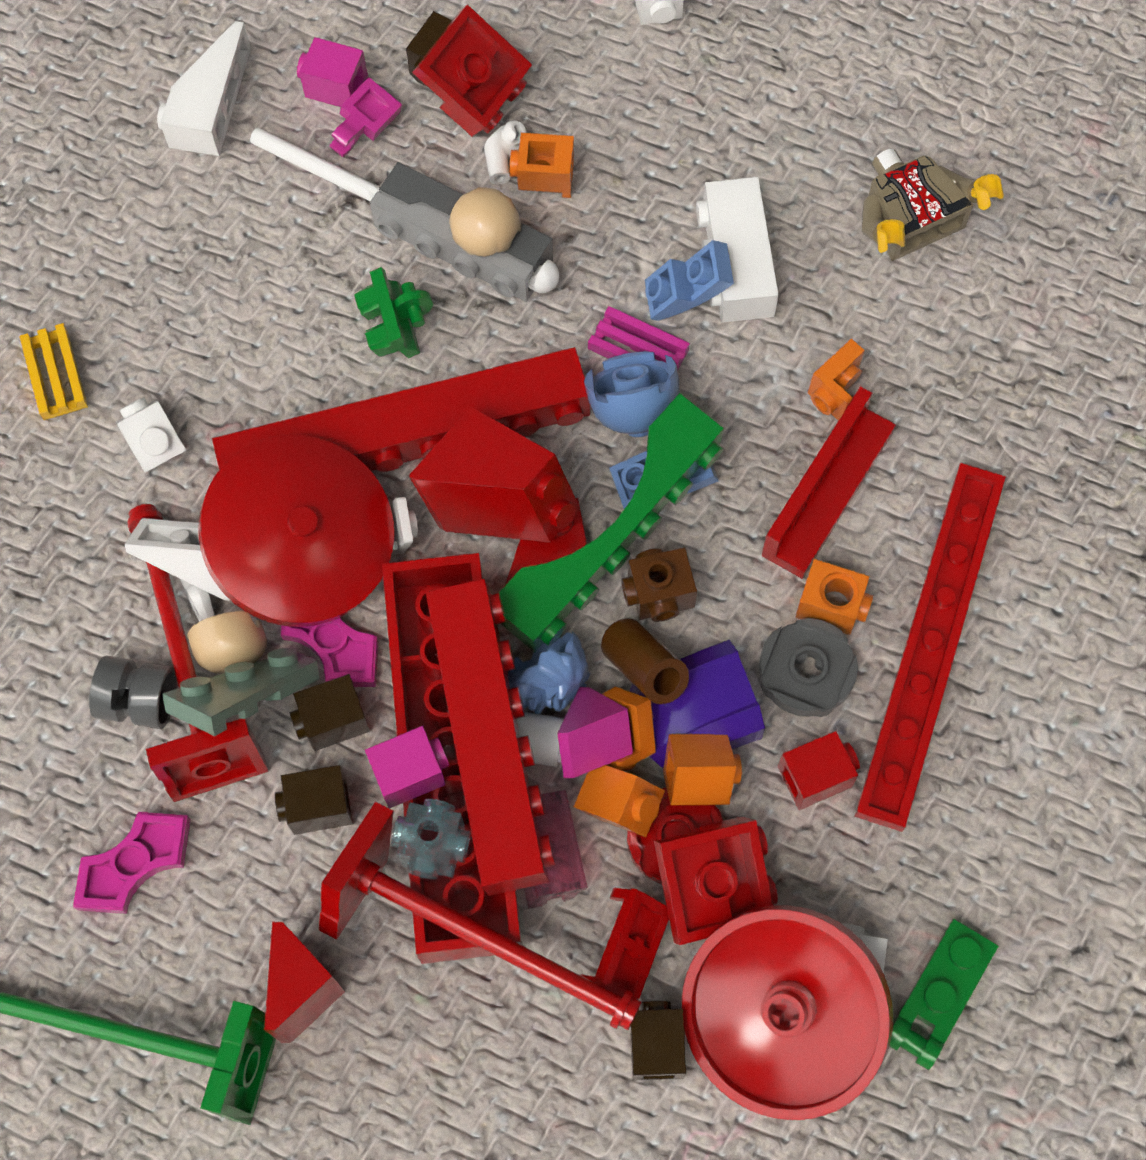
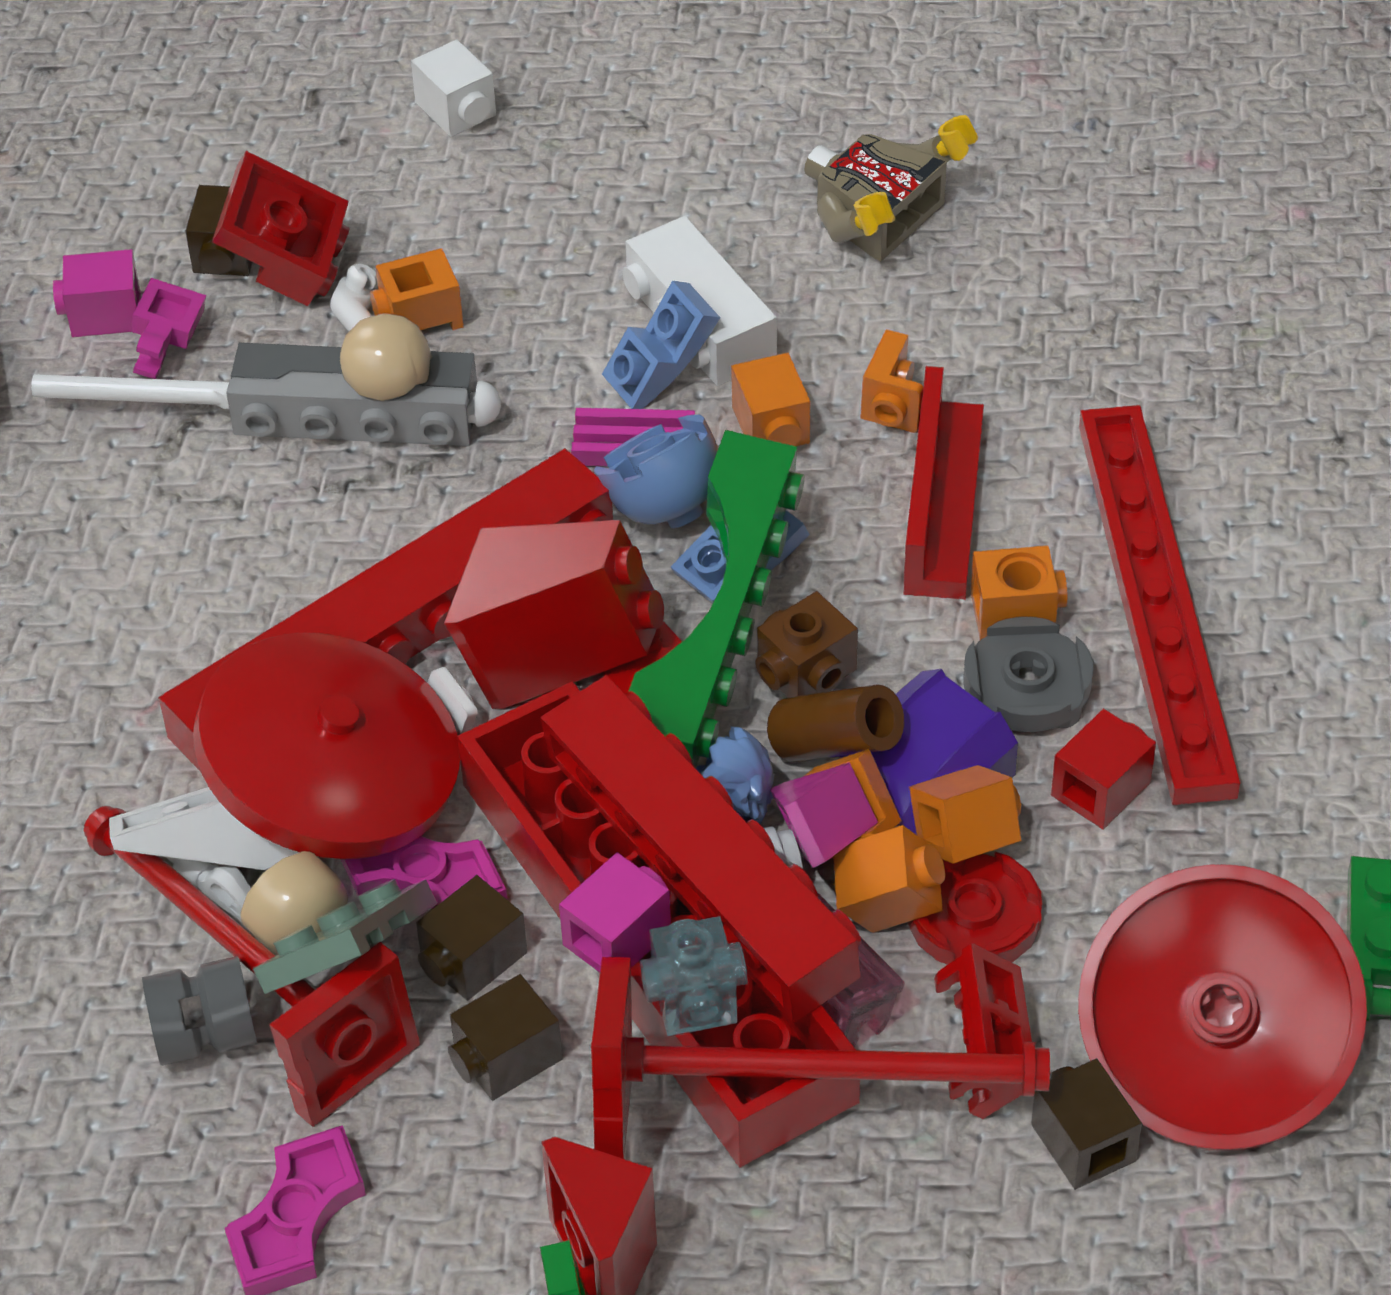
camera: 25 degrees left, 20 degrees down
(149, 433) = (64, 735): white bracket -> none
(401, 310) = (326, 522): green hips -> none
(714, 876) = (1047, 905): red plate -> none
(743, 362) = (771, 400): none -> orange brick

